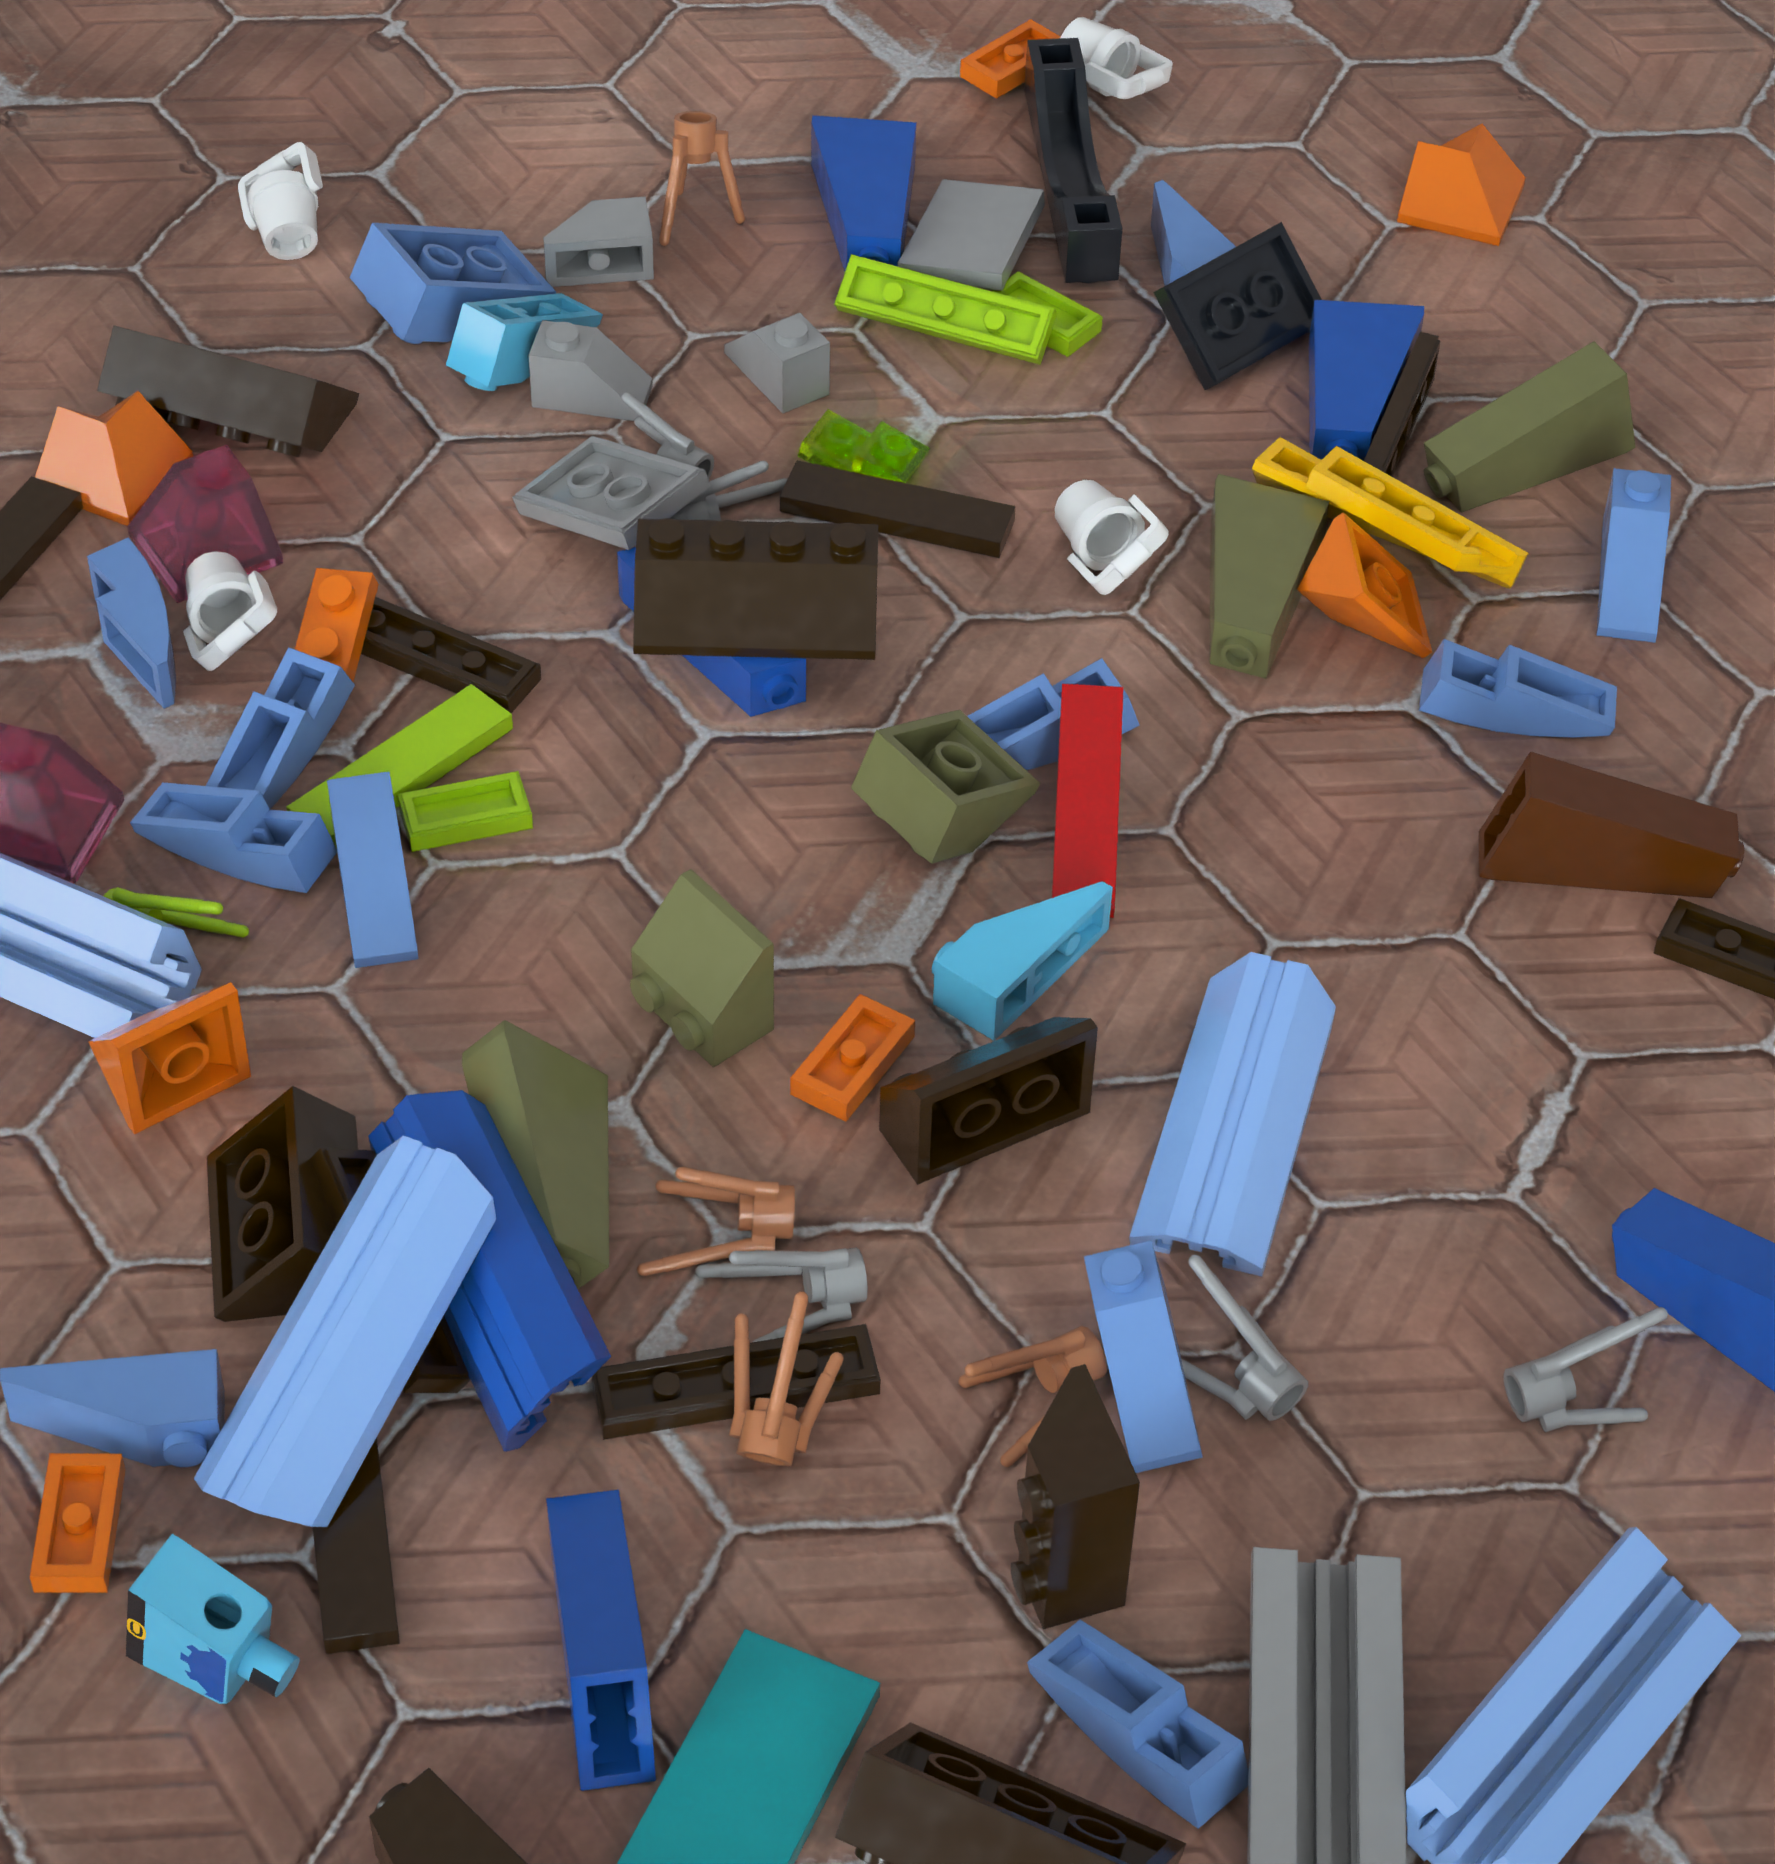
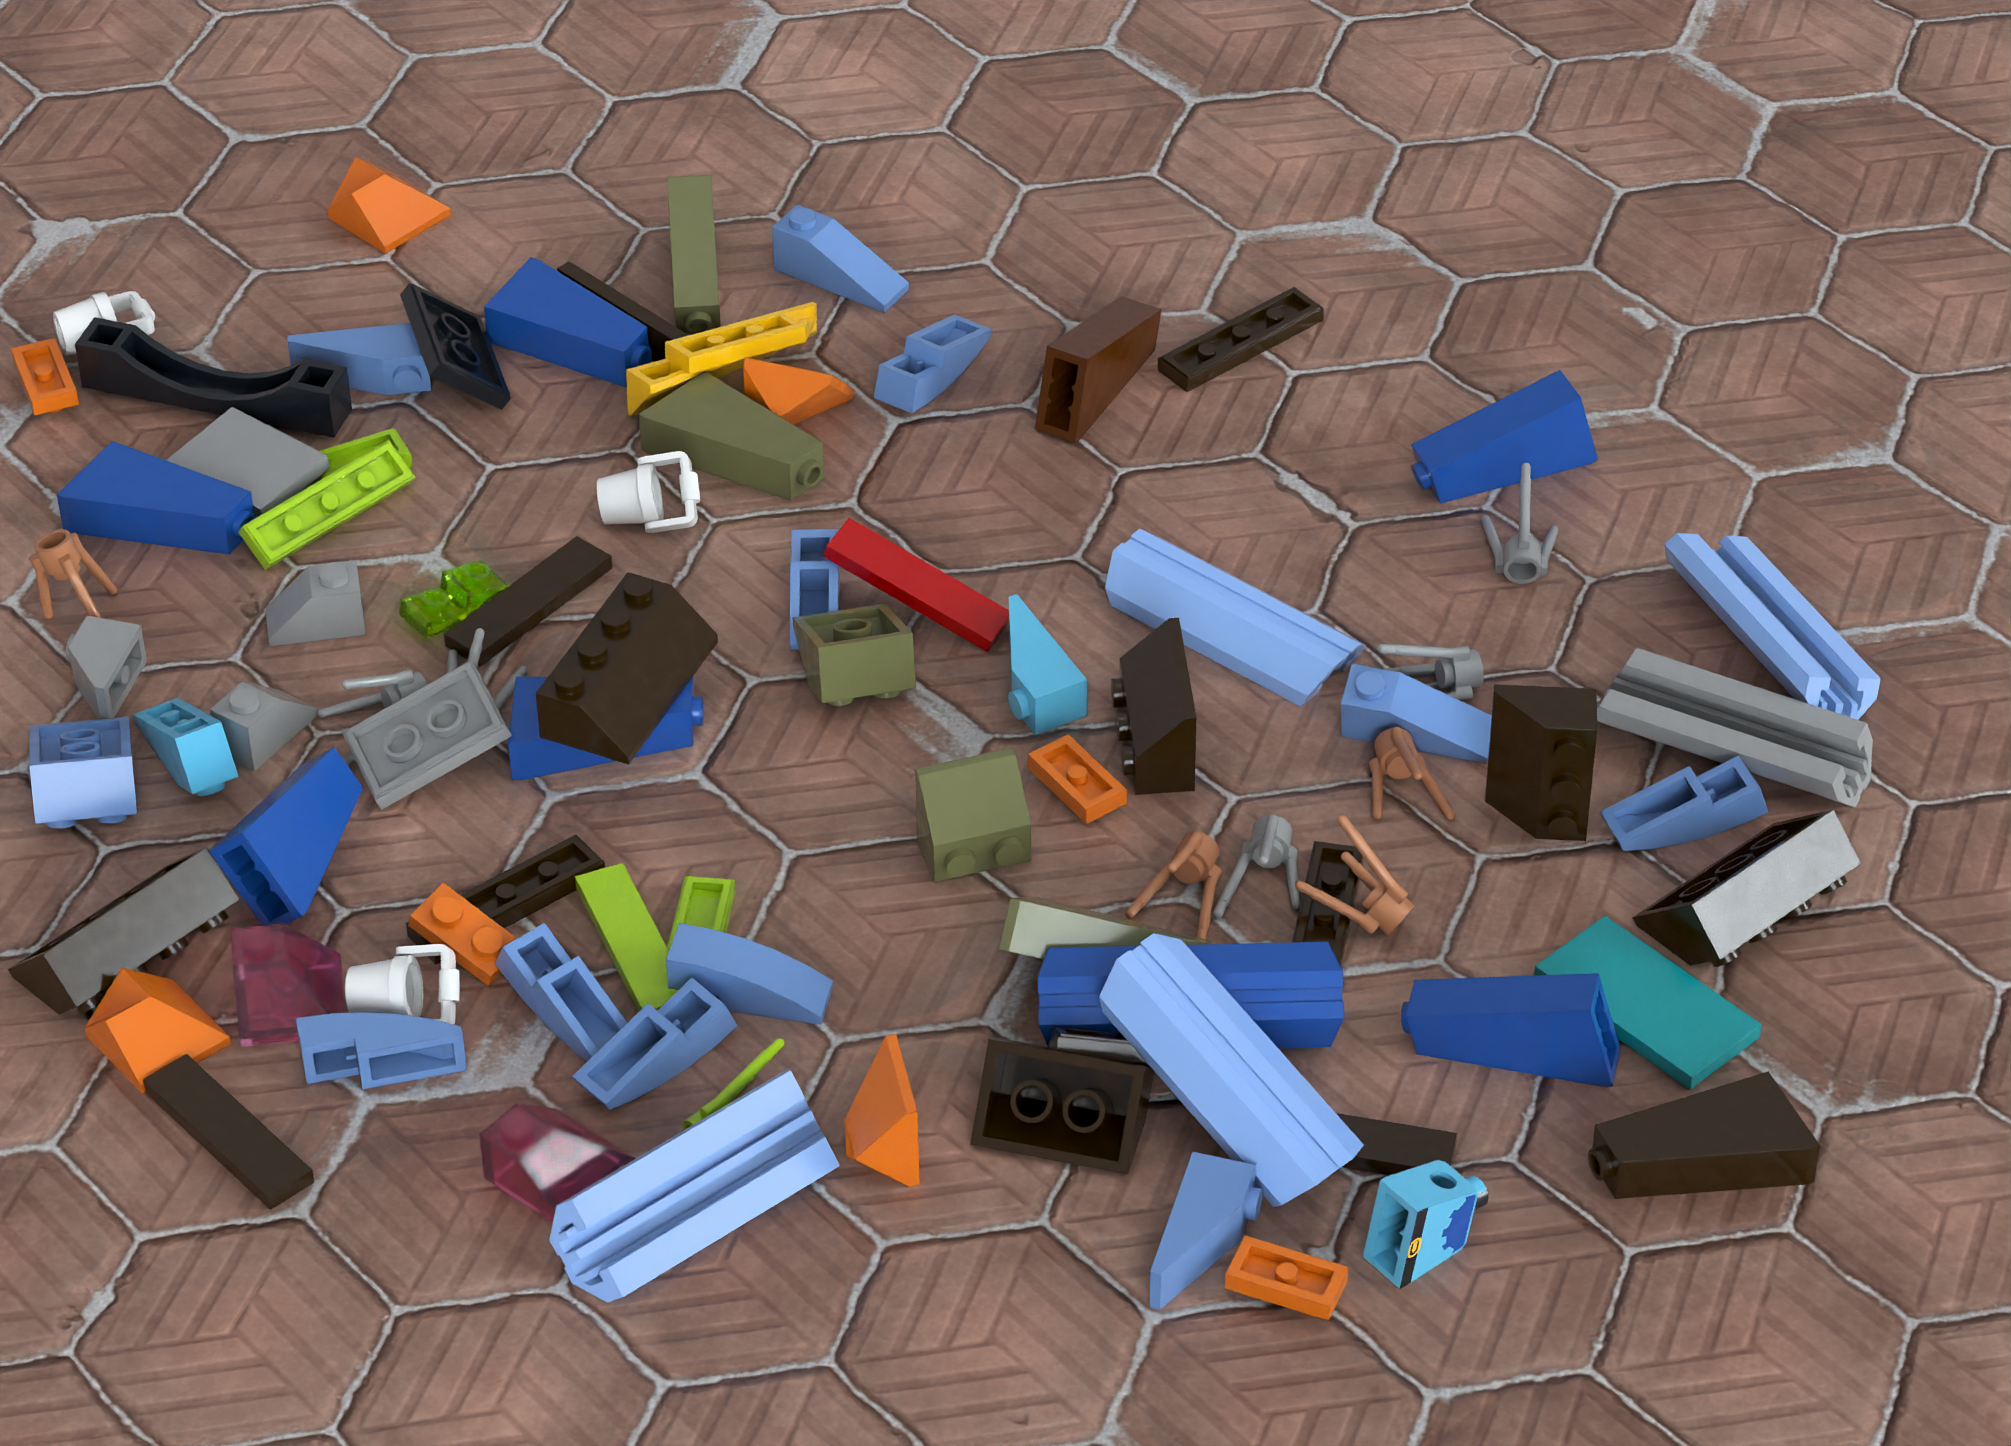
camera: 65 degrees left, 5 degrees down
(392, 443) = (289, 839): none -> blue slope

